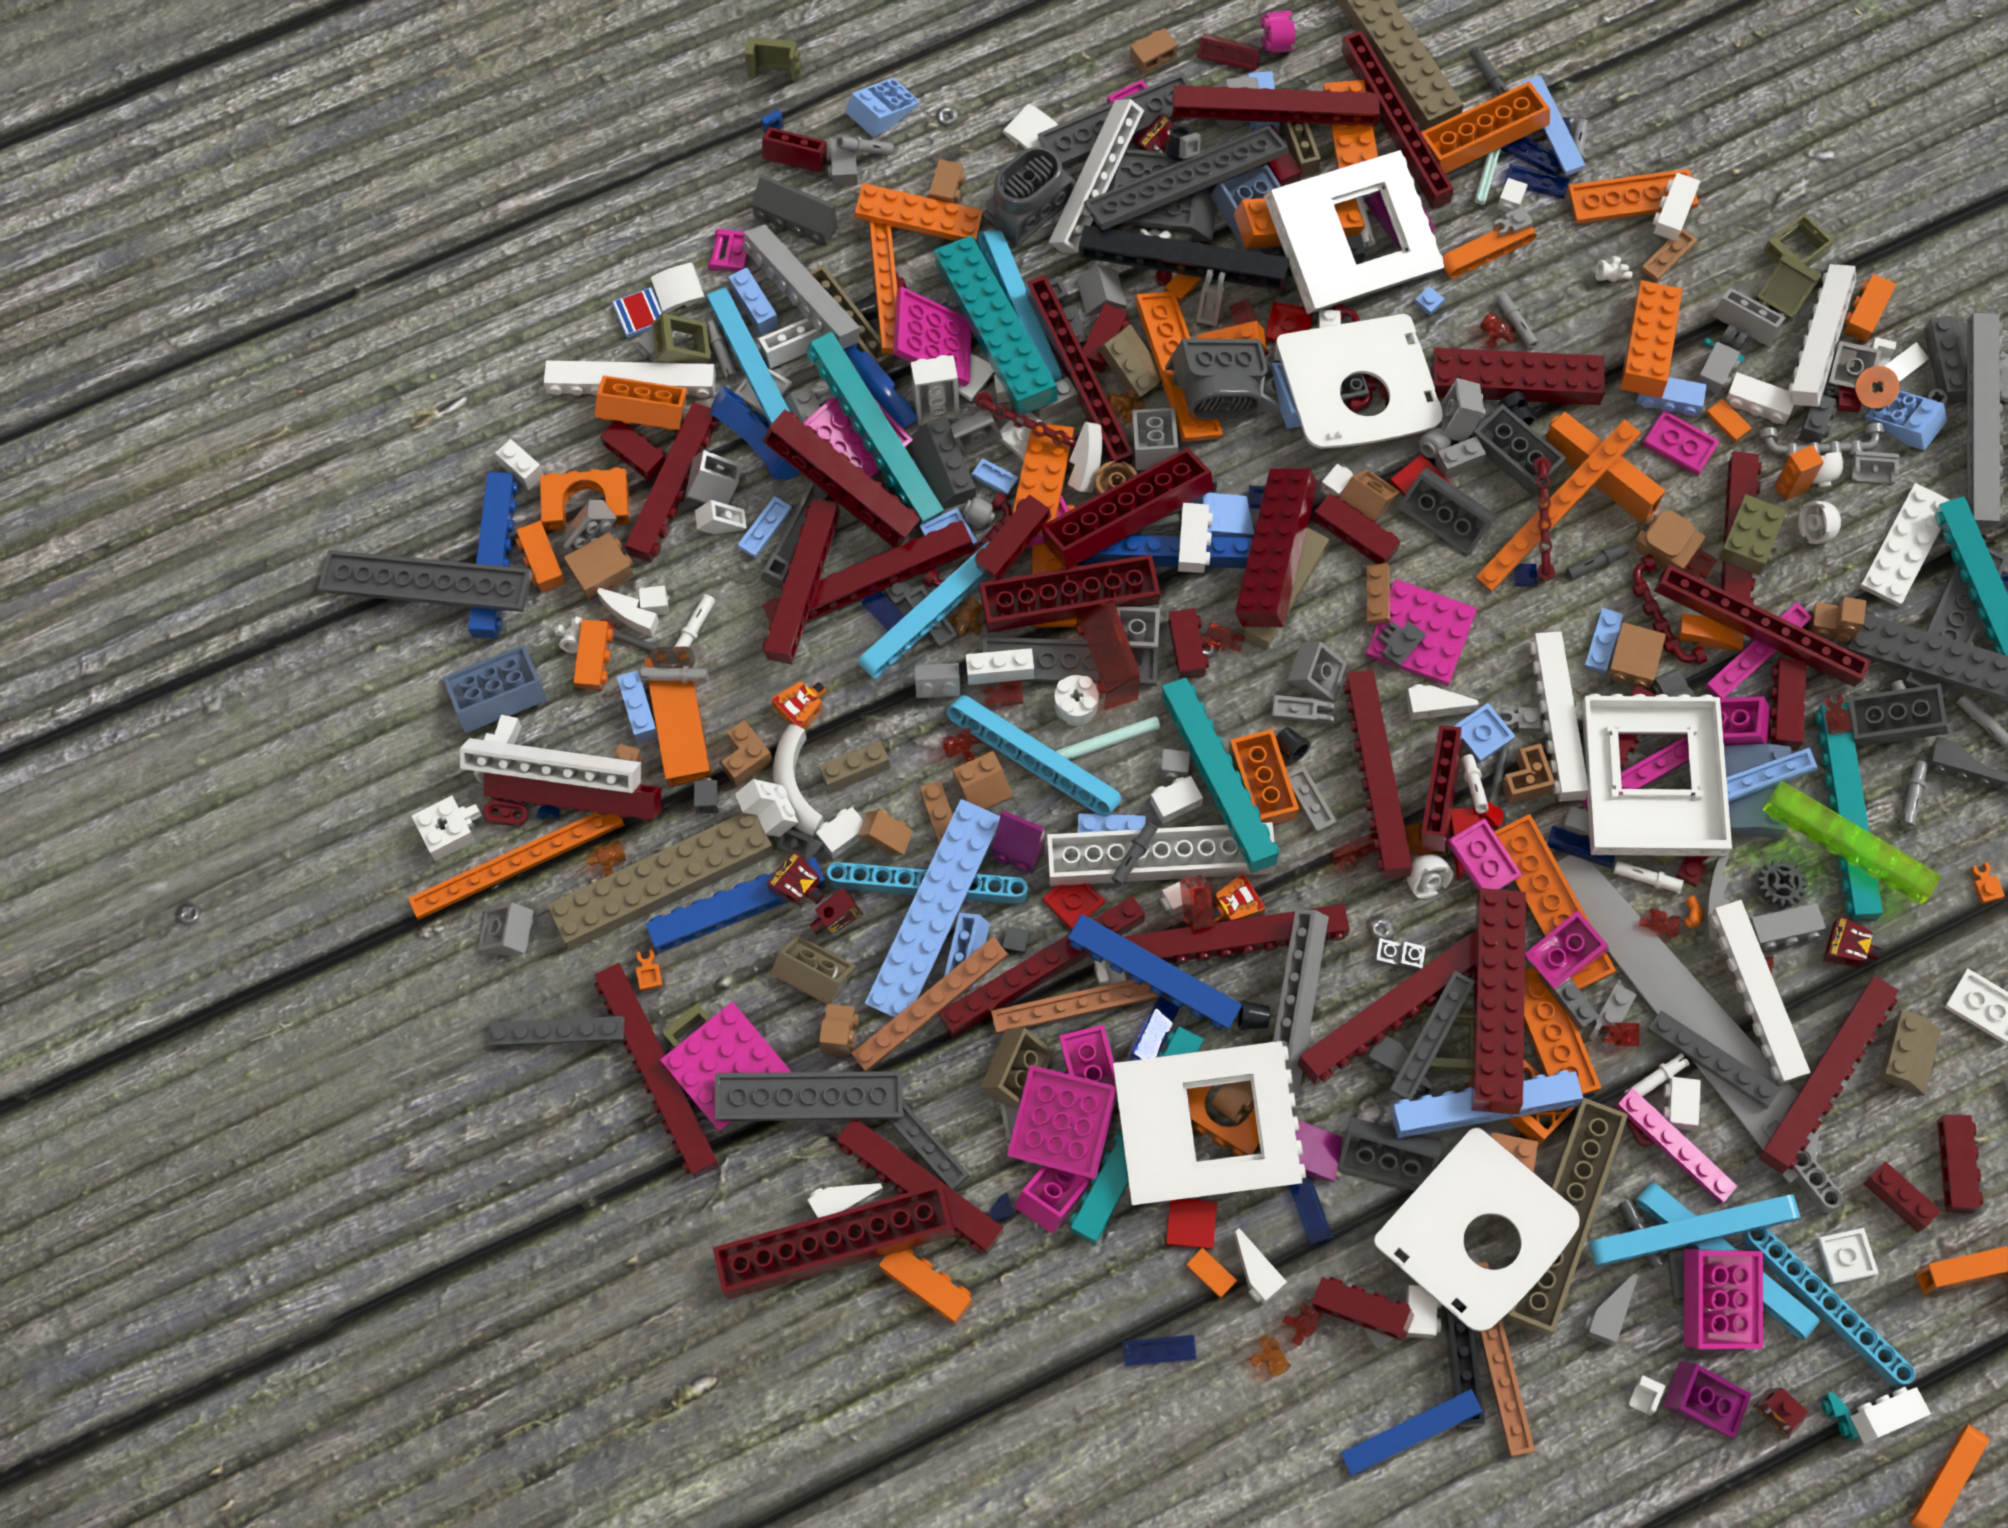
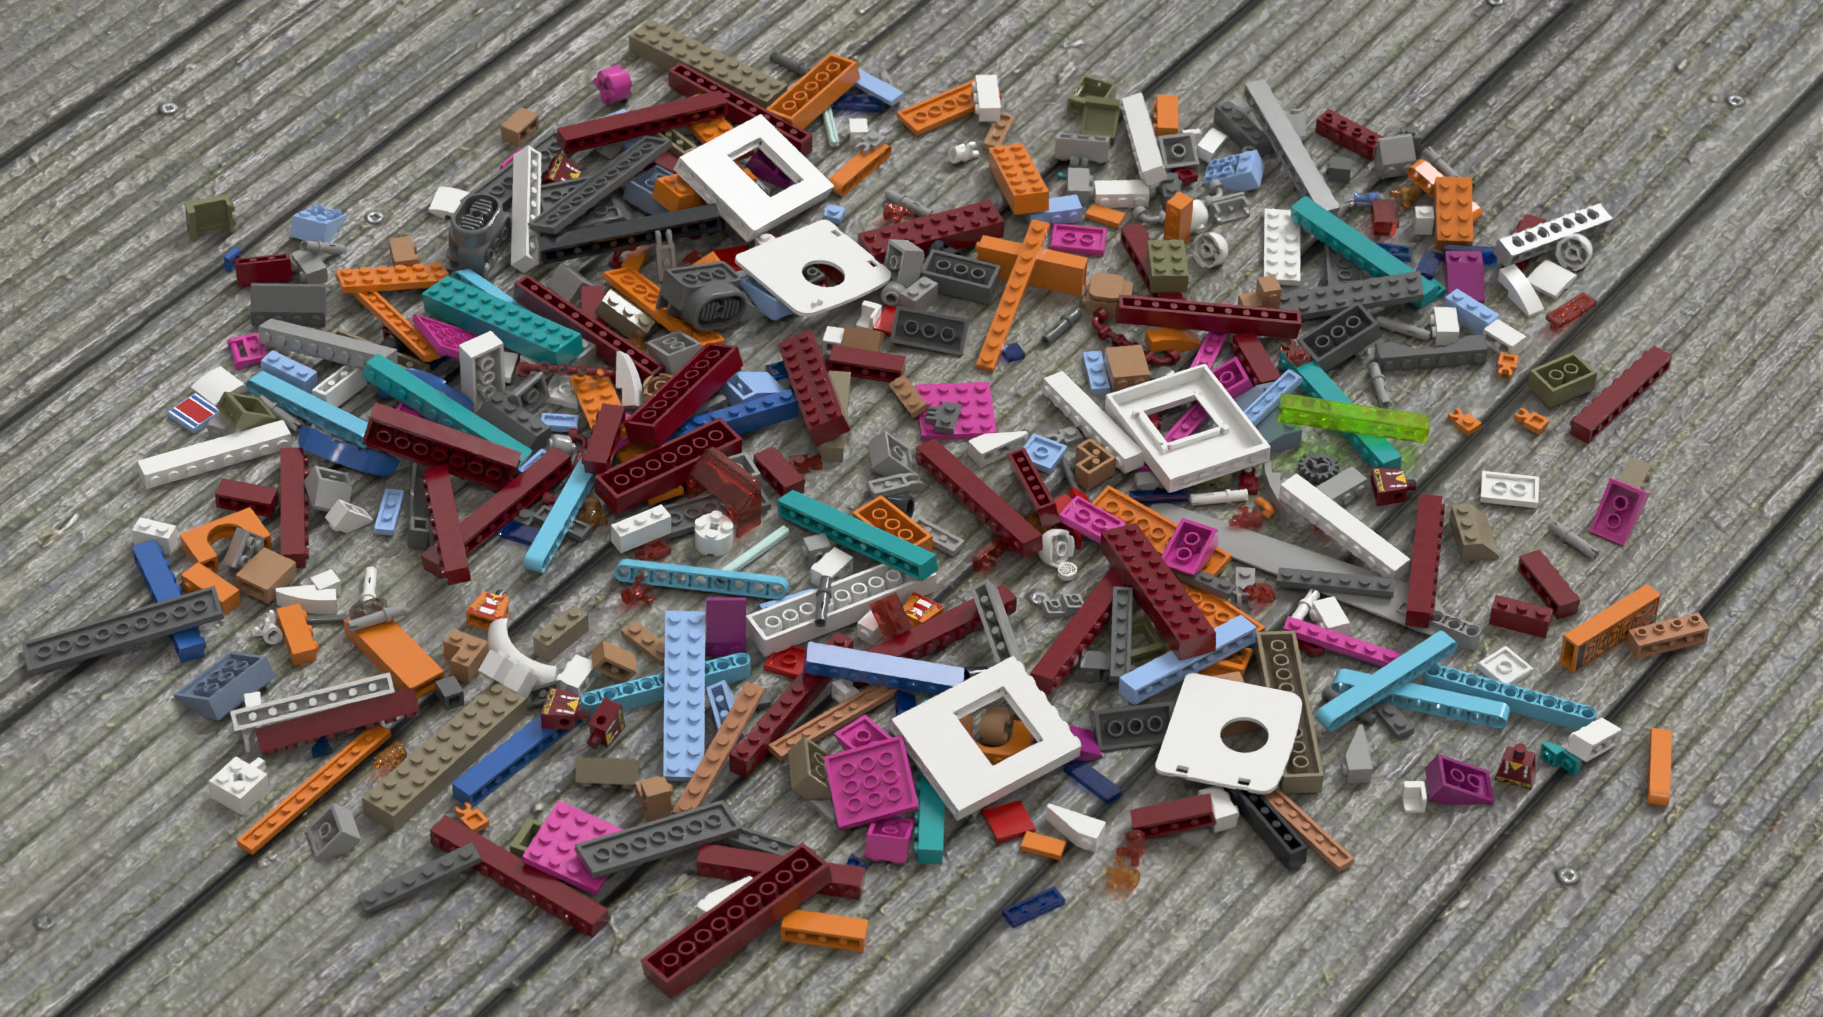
camera: 30 degrees left, 25 degrees down
(507, 811) = (285, 760): dark red plate -> none
(637, 707) = (355, 654): light blue brick -> none
(640, 402) = (238, 459): orange brick -> none
(937, 680) = (594, 557): light grey brick -> none
(983, 781) = (667, 598): medium nougat slope -> none
(1173, 144) = (581, 167): black piece -> none
(1189, 145) = (592, 163): light grey tile -> none
(1194, 537) = (747, 397): white brick -> none
(1229, 52) = (580, 111): dark red panel -> none
(1393, 463) = (870, 314): none -> white panel
(1412, 1432) = (1257, 876): blue tile -> none
(1428, 907) = (1067, 571): none -> white tile
(1472, 776) = (1051, 480): white pin -> none
(1539, 181) = (874, 119): clear blue tile -> none
(1546, 570) = (987, 274): dark red bar -> none
(1723, 1299) = (1431, 715): dark pink slope -> none
(1878, 399) = (1196, 148): orange plate -> none

